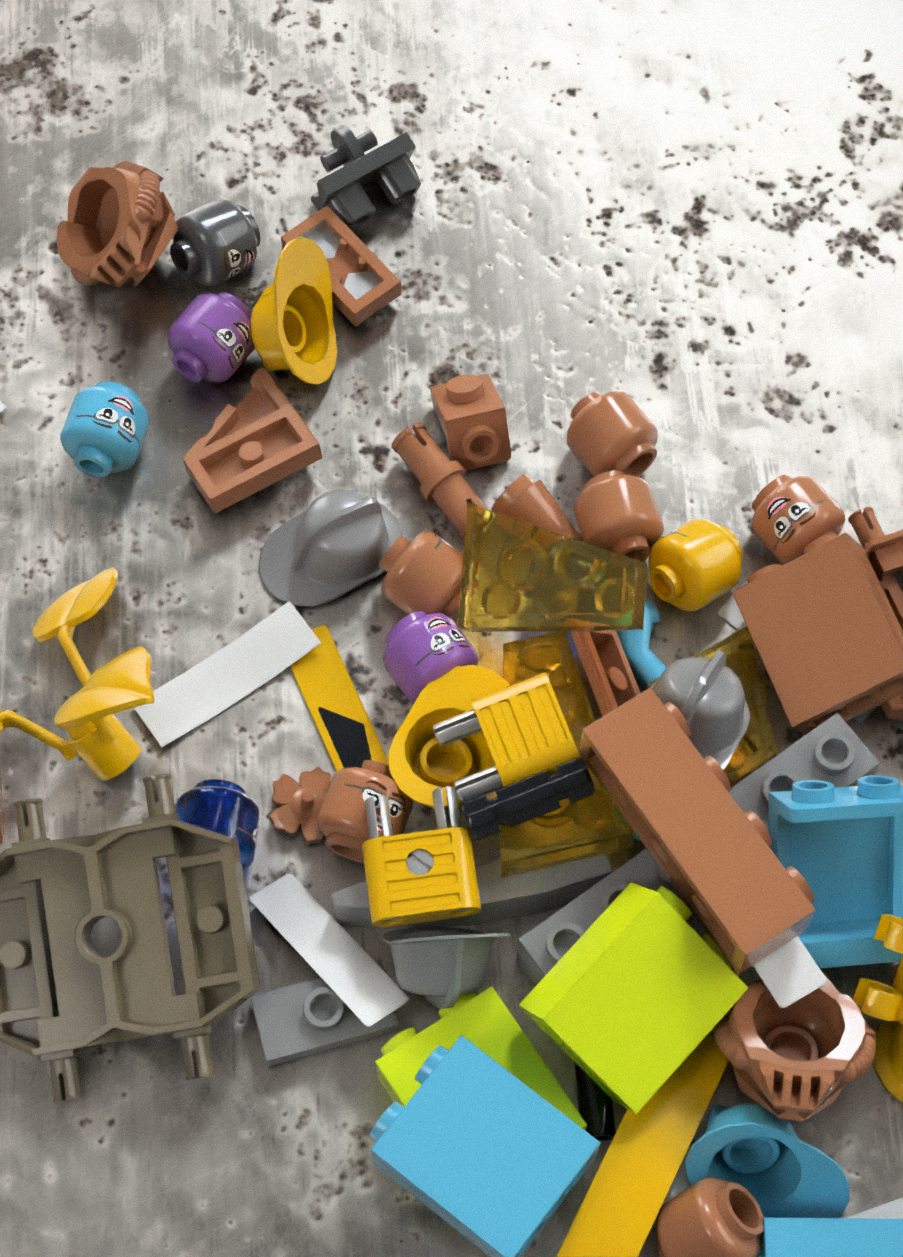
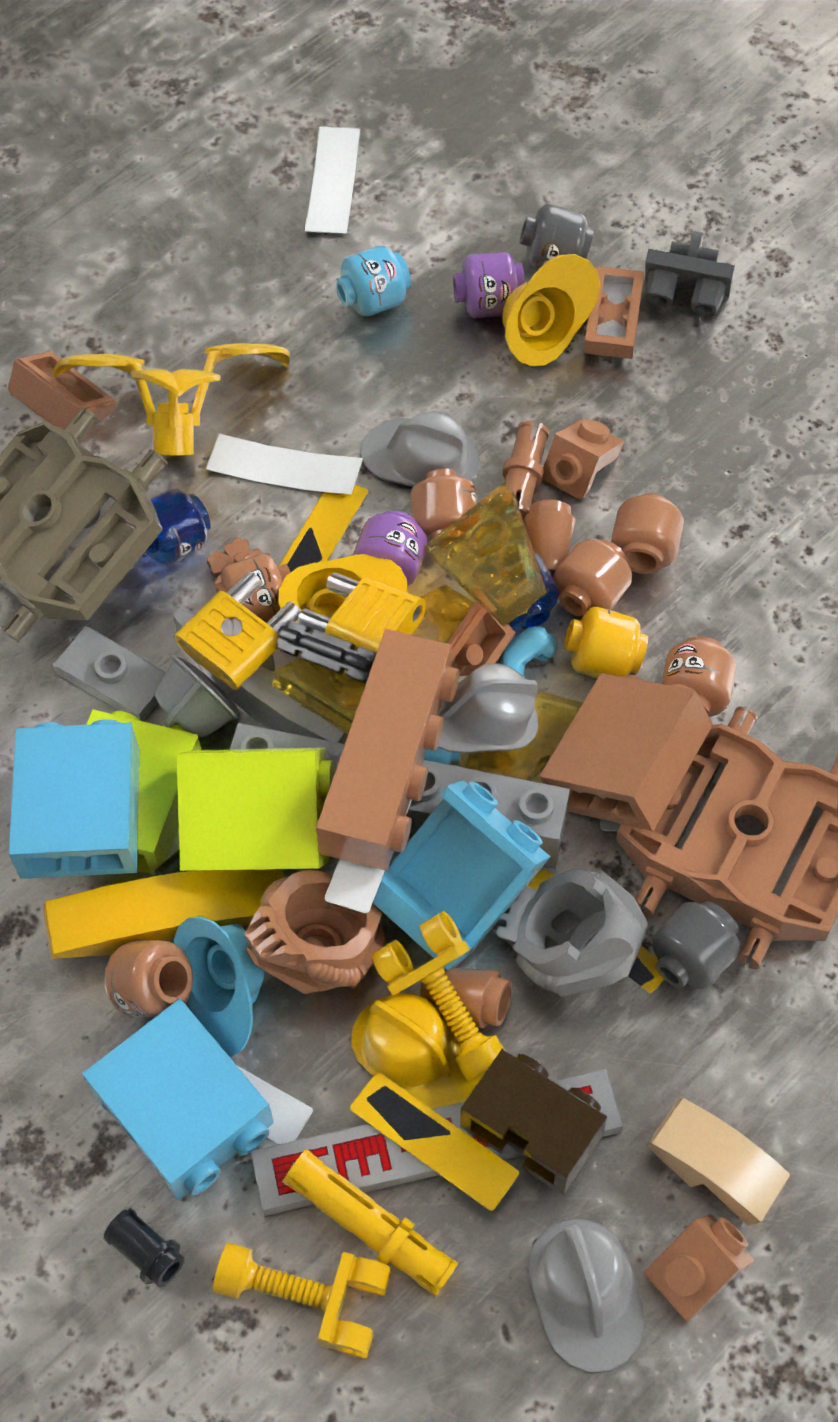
camera: 50 degrees right, 5 degrees down
(115, 225) = (508, 185): nougat helmet -> none
(251, 446) = (441, 360): nougat wing -> none
(329, 950) = (150, 643): white sticker -> none

